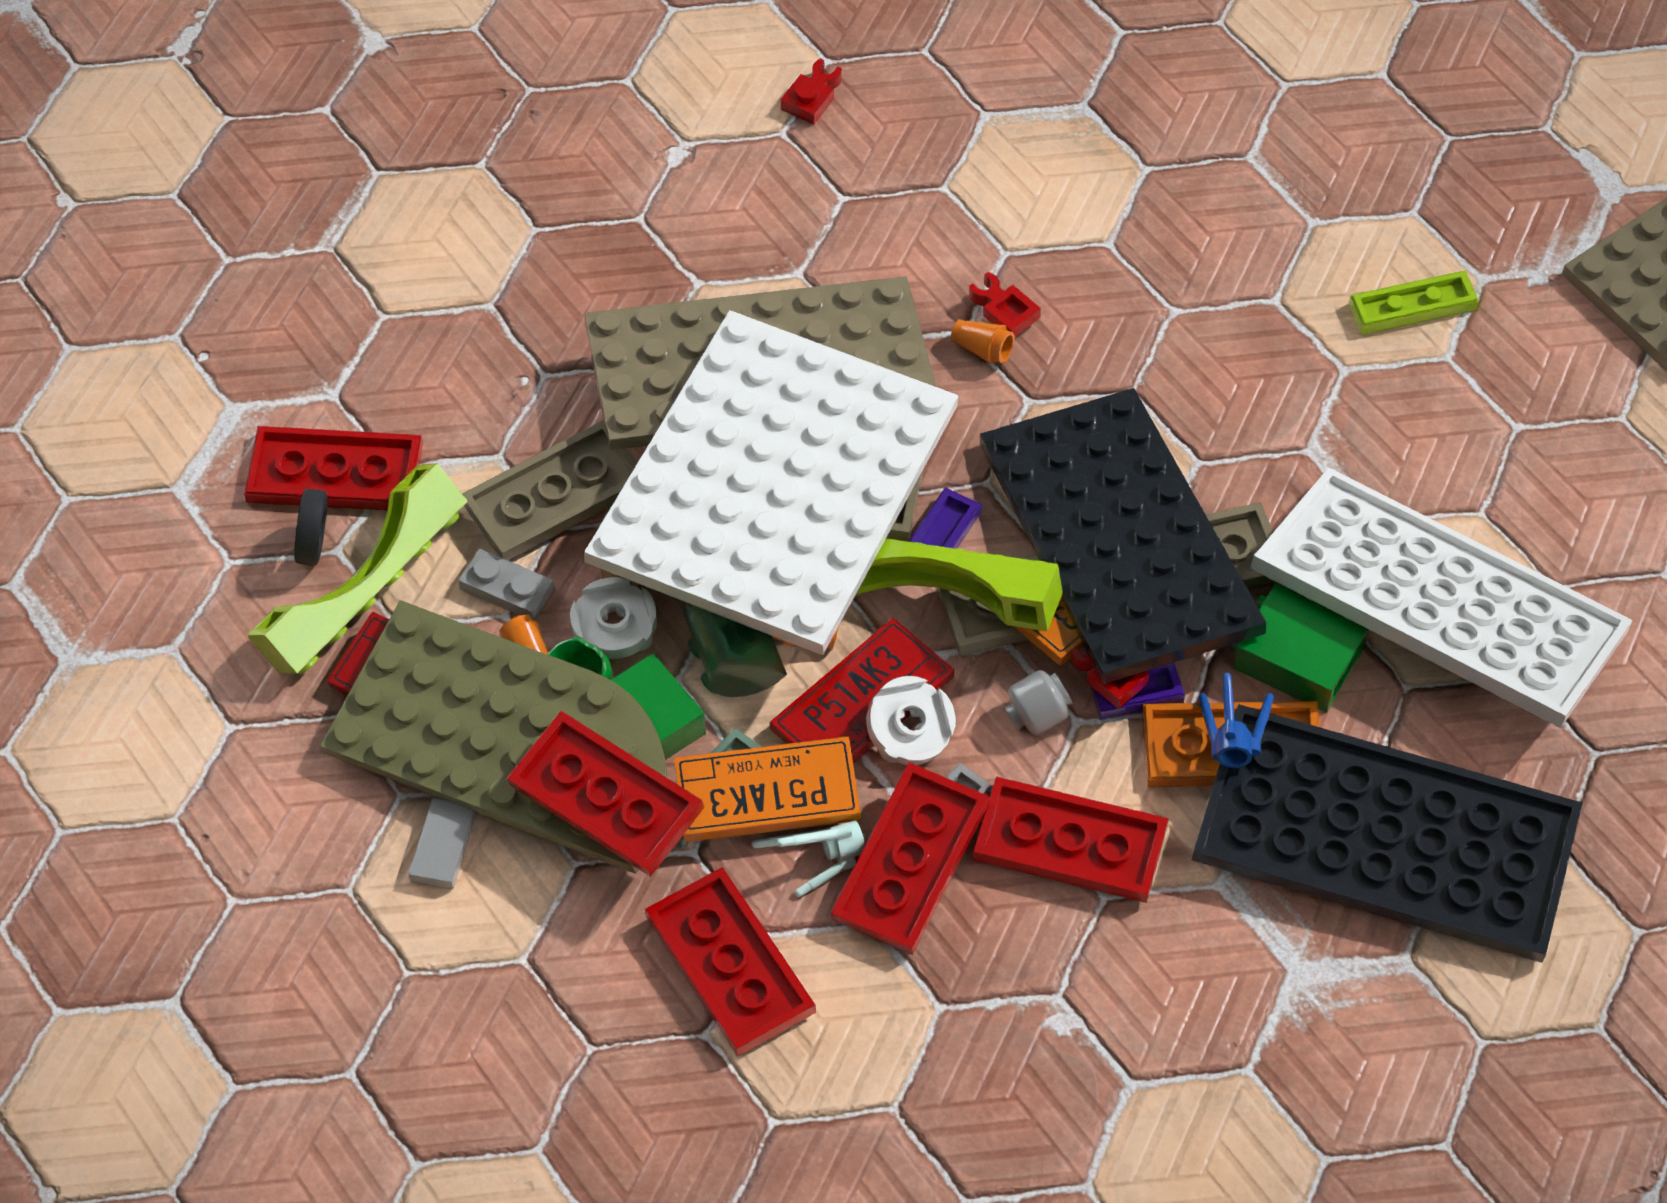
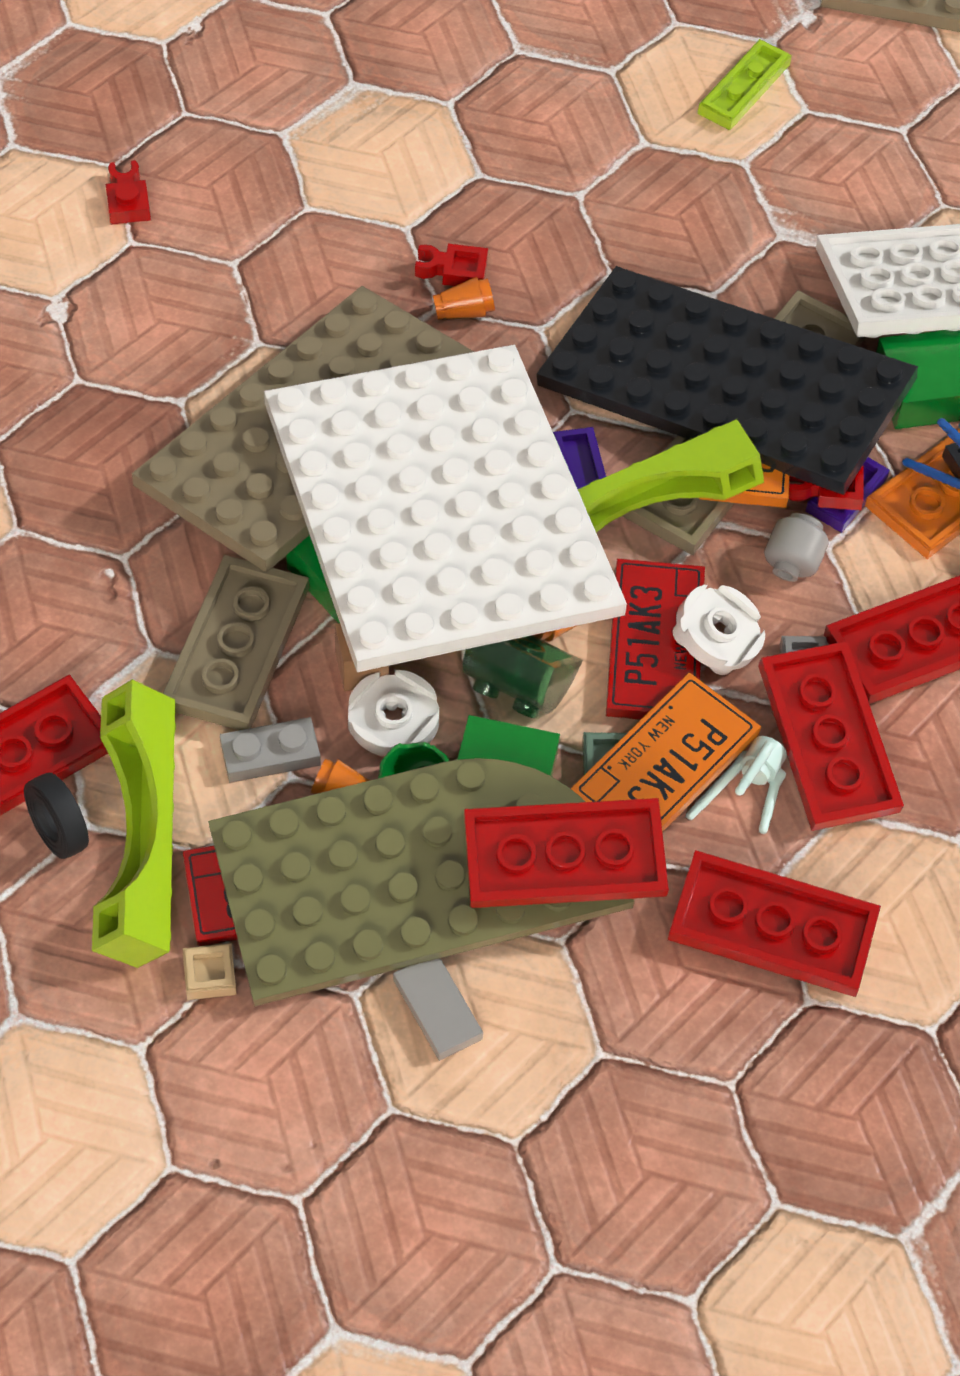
camera: 45 degrees left, 0 degrees up
(316, 708) = (209, 971): none -> tan tile

